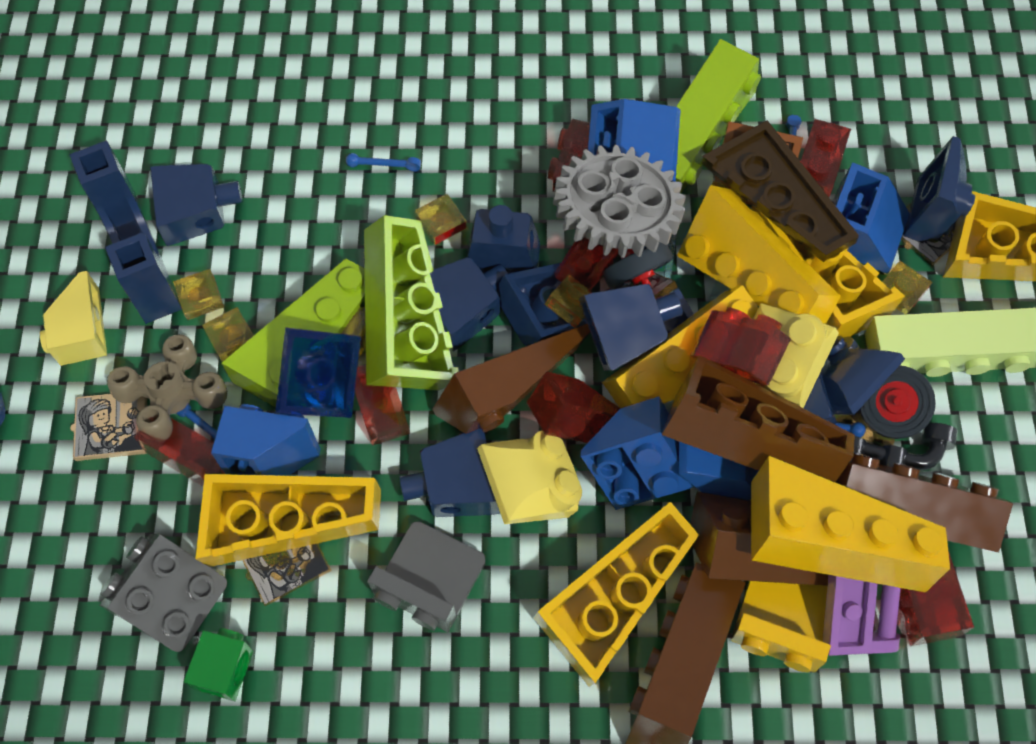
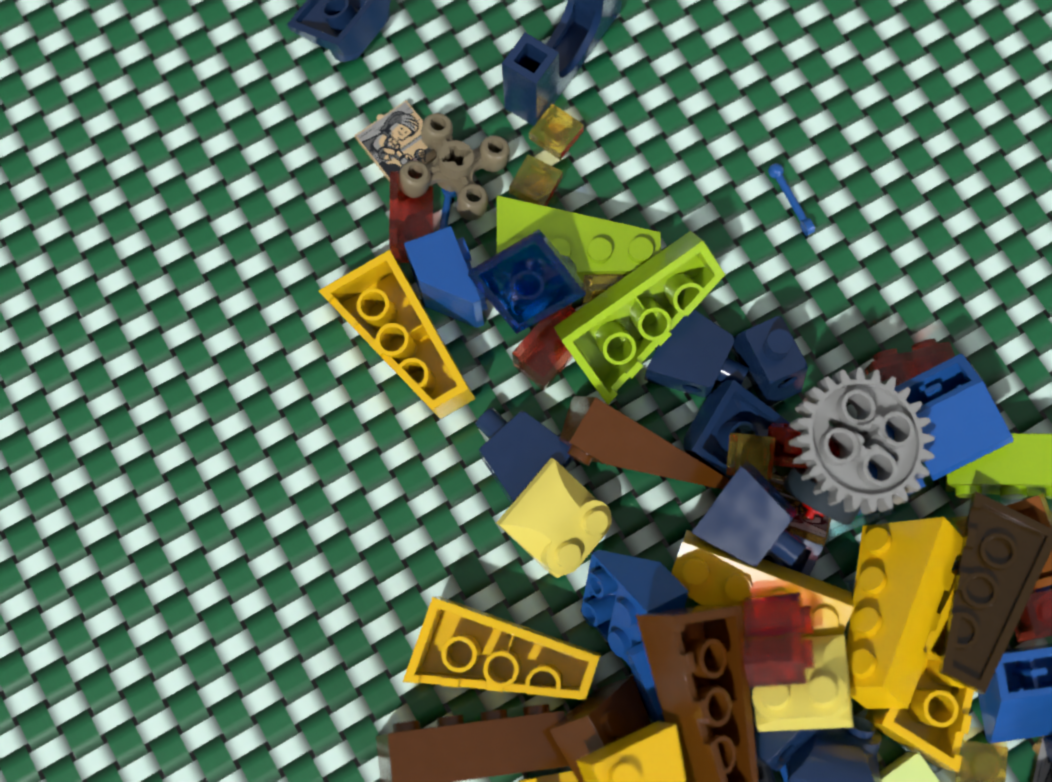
camera: 60 degrees right, 10 degrees up
(75, 323) = (467, 53): light yellow slope -> none
(163, 591) = (284, 282): dark grey bracket -> none
(190, 200) = (638, 63): dark blue torso -> none
(219, 664) = (253, 366): green brick -> none
(285, 571) = (362, 366): piece -> none
(428, 577) = (420, 486): dark grey bracket -> none
(441, 219) = (764, 287): clear yellow plate -> none
(569, 408) = (642, 518): clear red slope -> none

